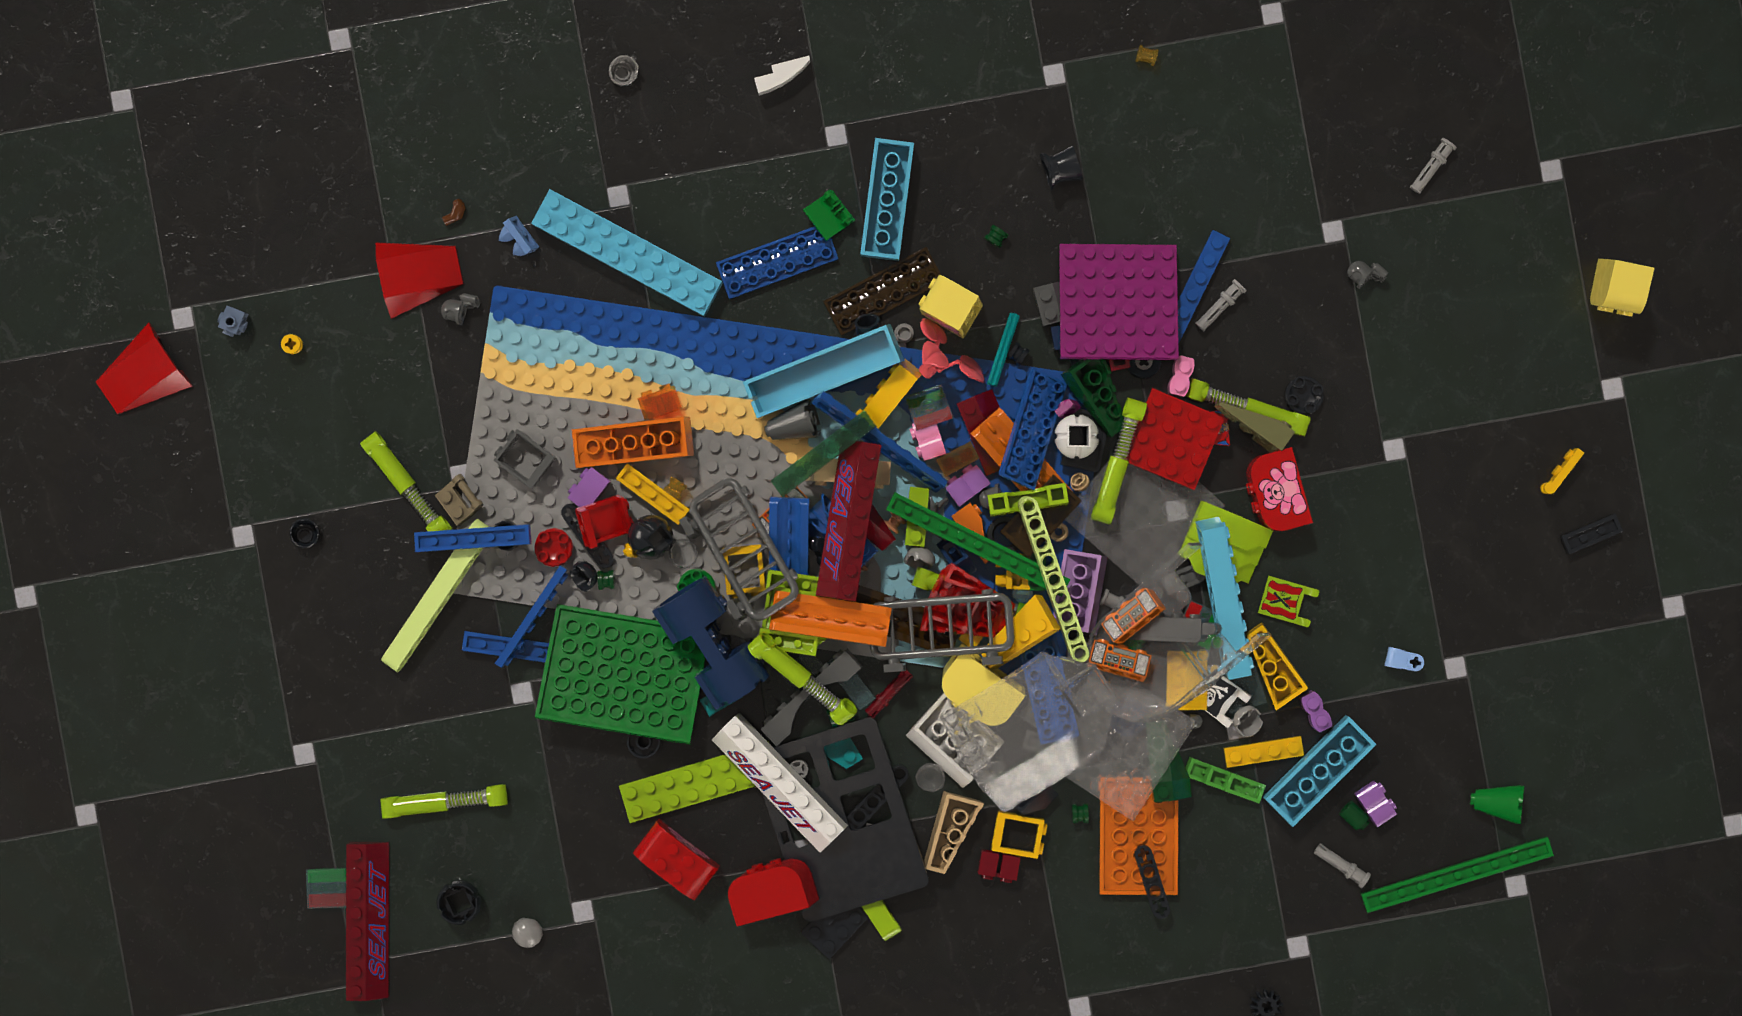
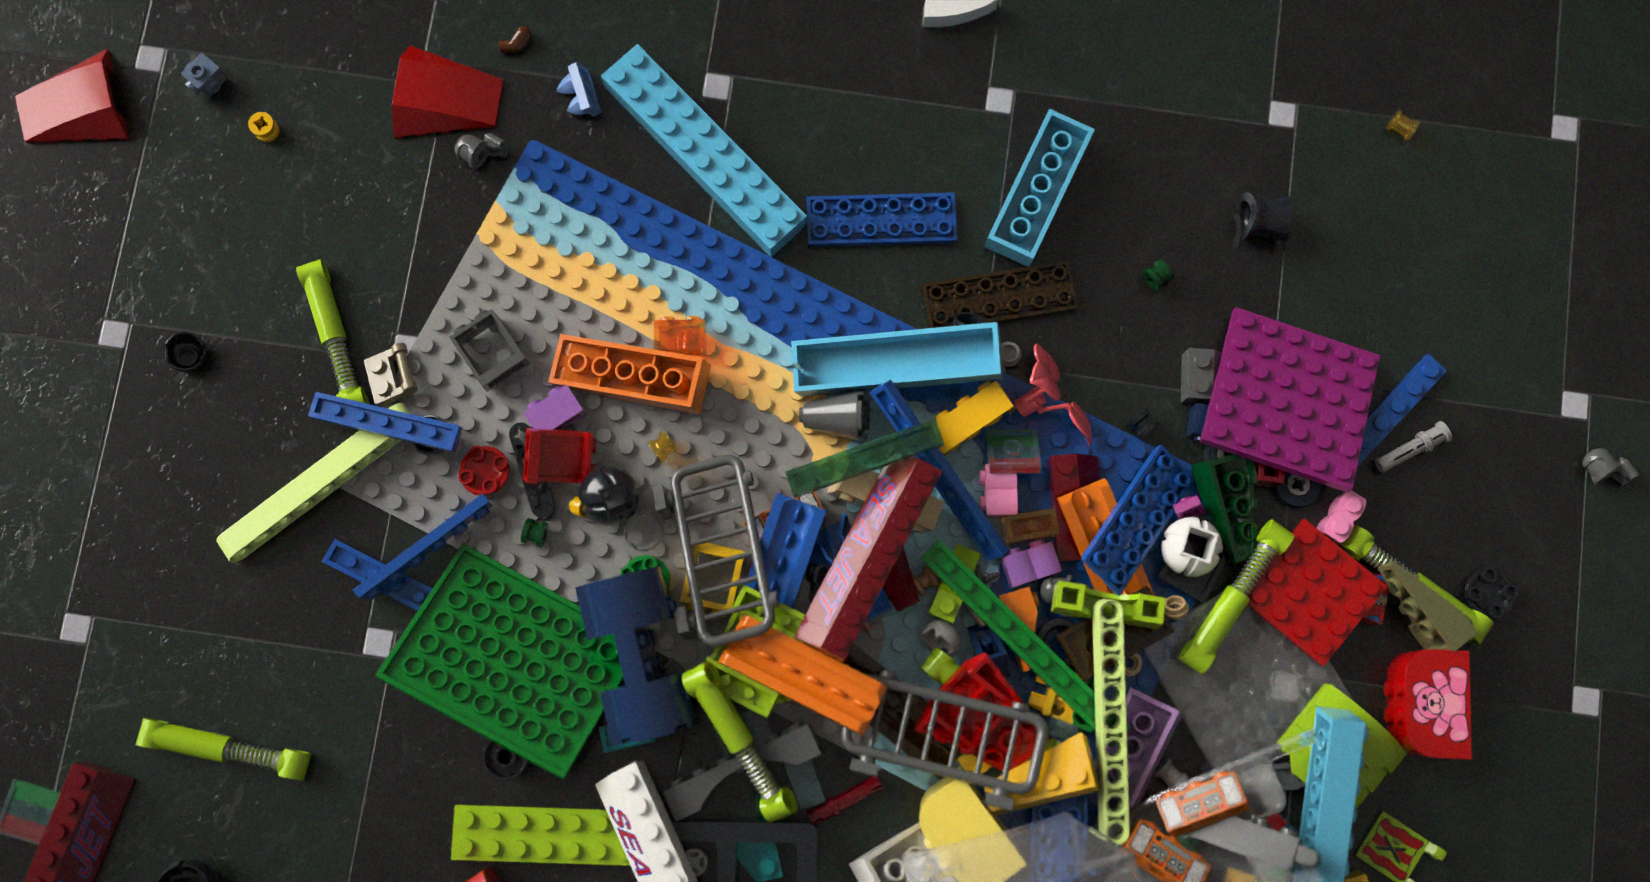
camera: 10 degrees right, 10 degrees down
(584, 575) = (509, 517): black hair -> none
(652, 493) = (631, 444): yellow plate -> none
(828, 214) = (963, 183): green hinge -> none
(950, 305) = (1082, 332): light yellow brick -> none
(1003, 349) = (1125, 413): teal axle -> none

